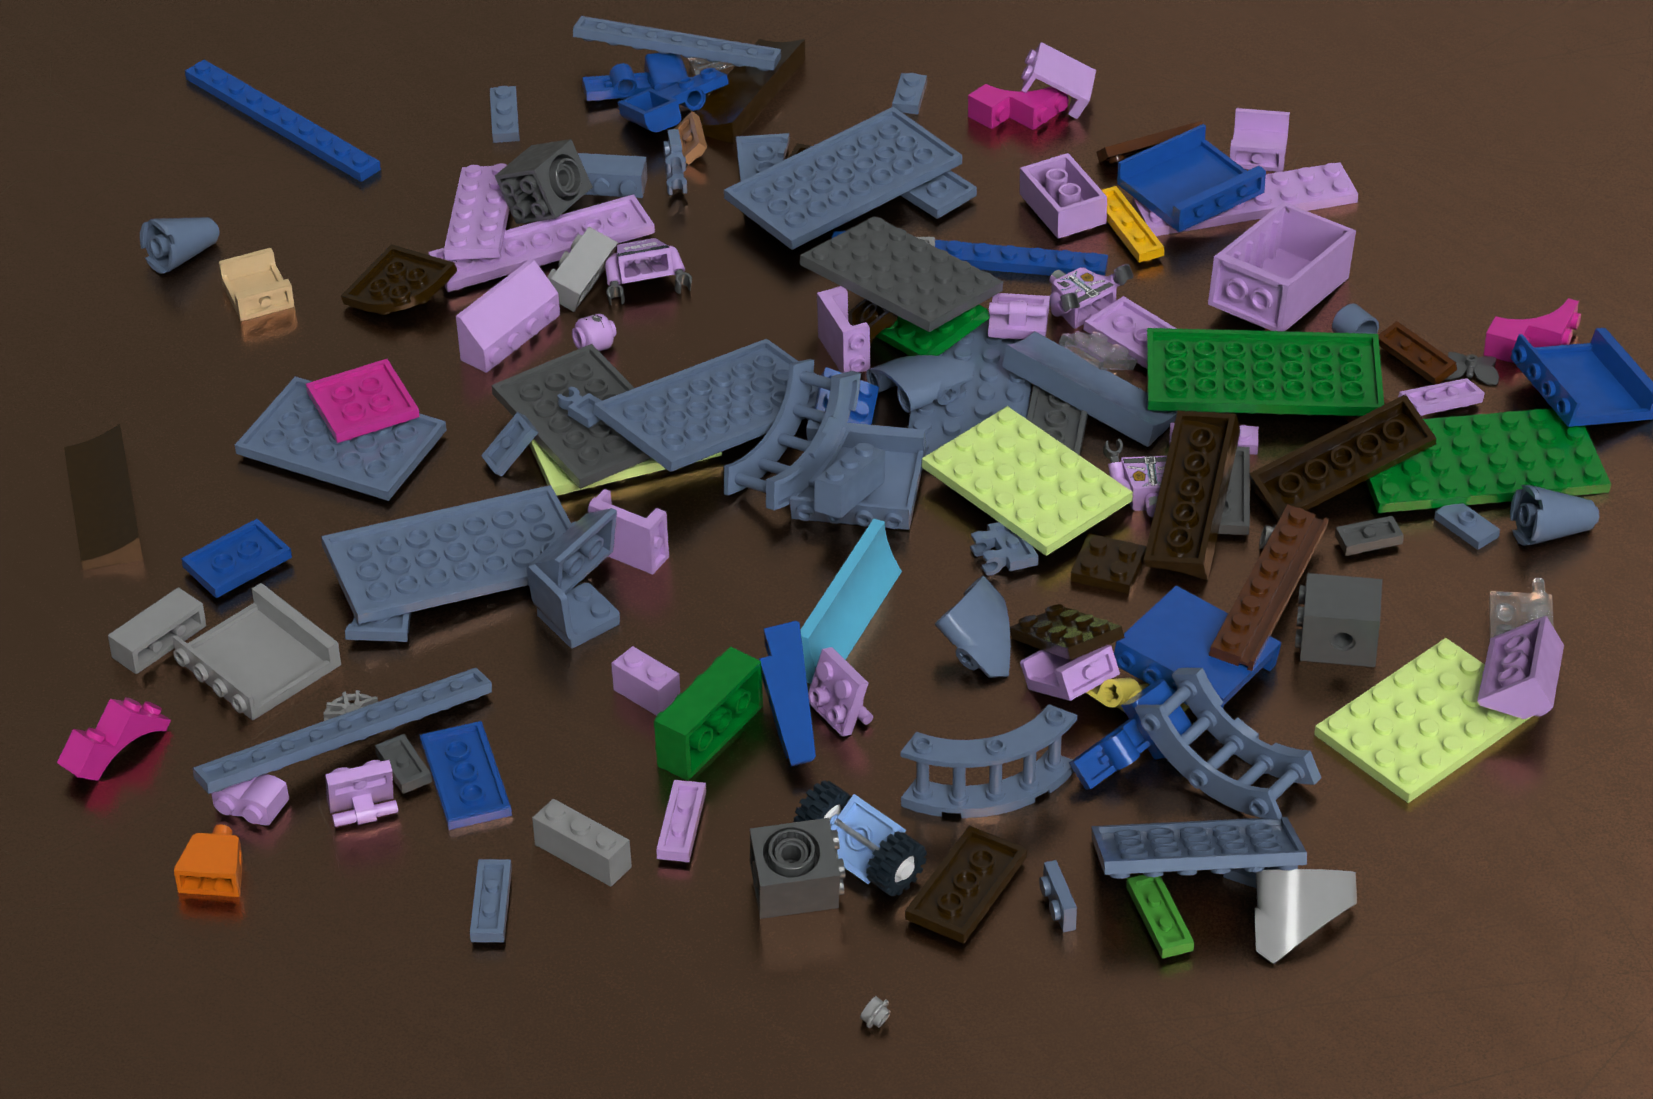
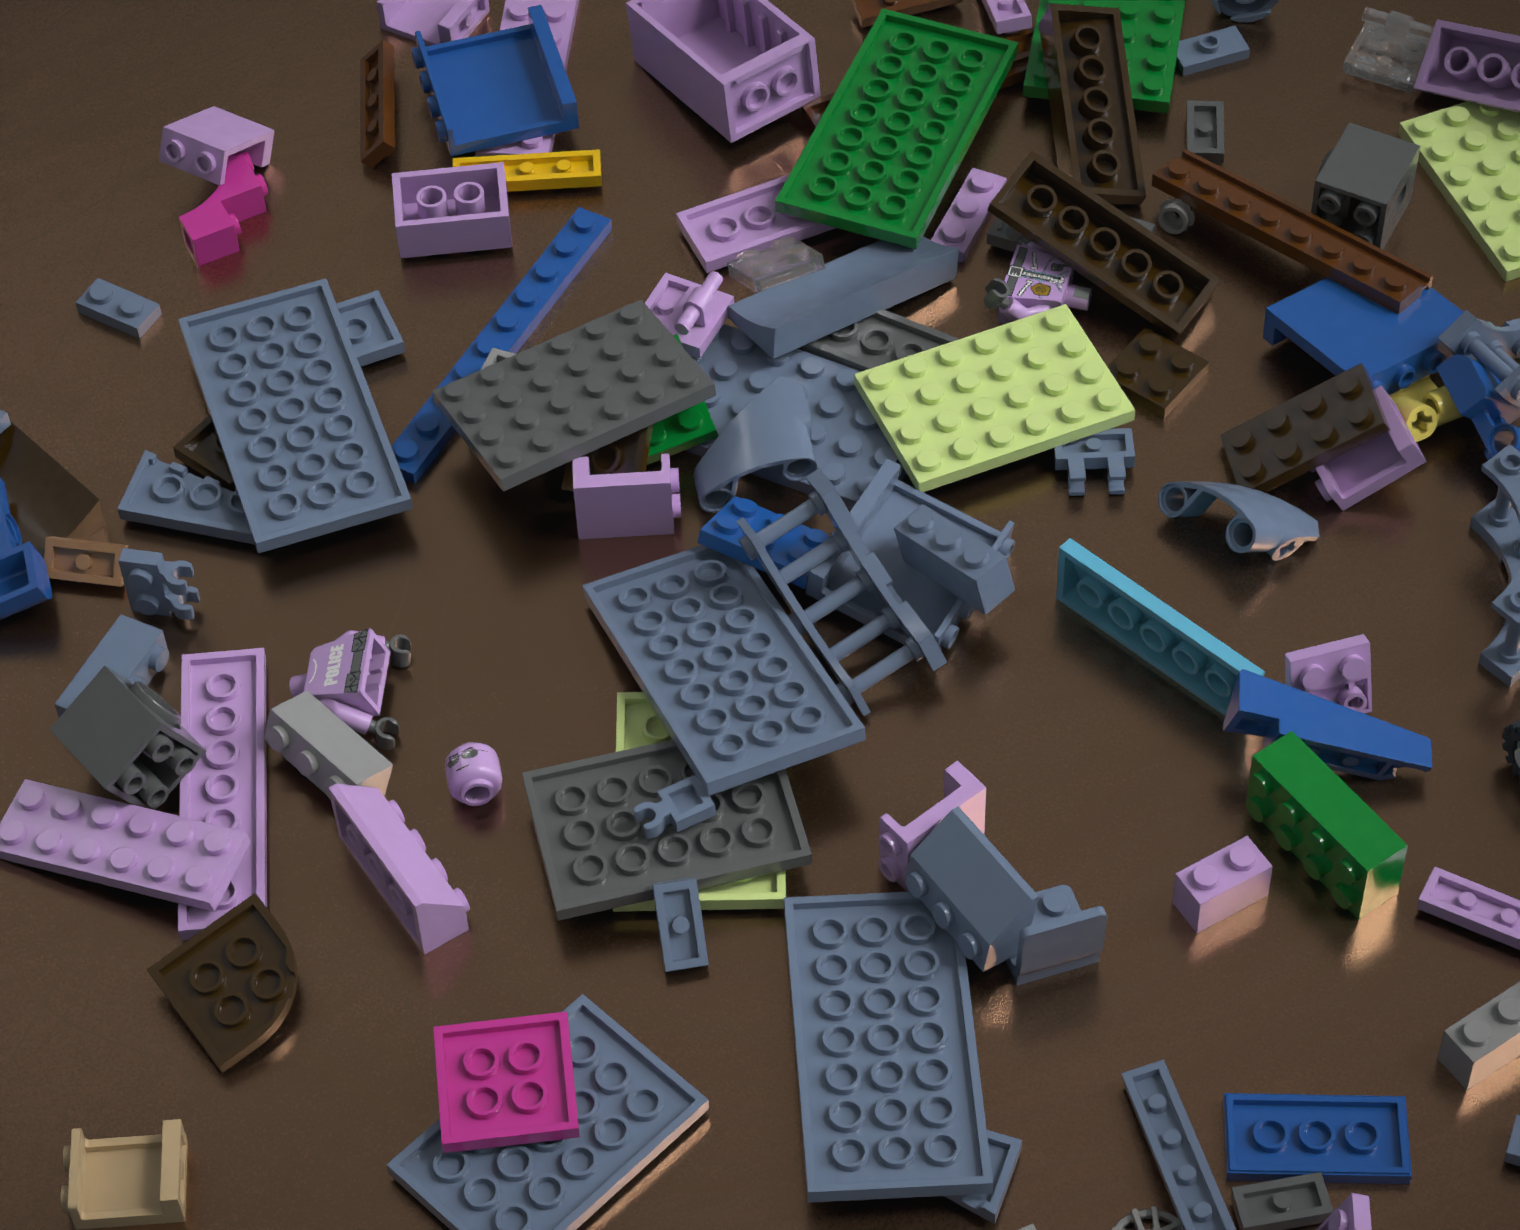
camera: 70 degrees left, 10 degrees up
(1084, 292) = (652, 244): torso -> none
(1354, 320) = (838, 30): sand blue piece -> none

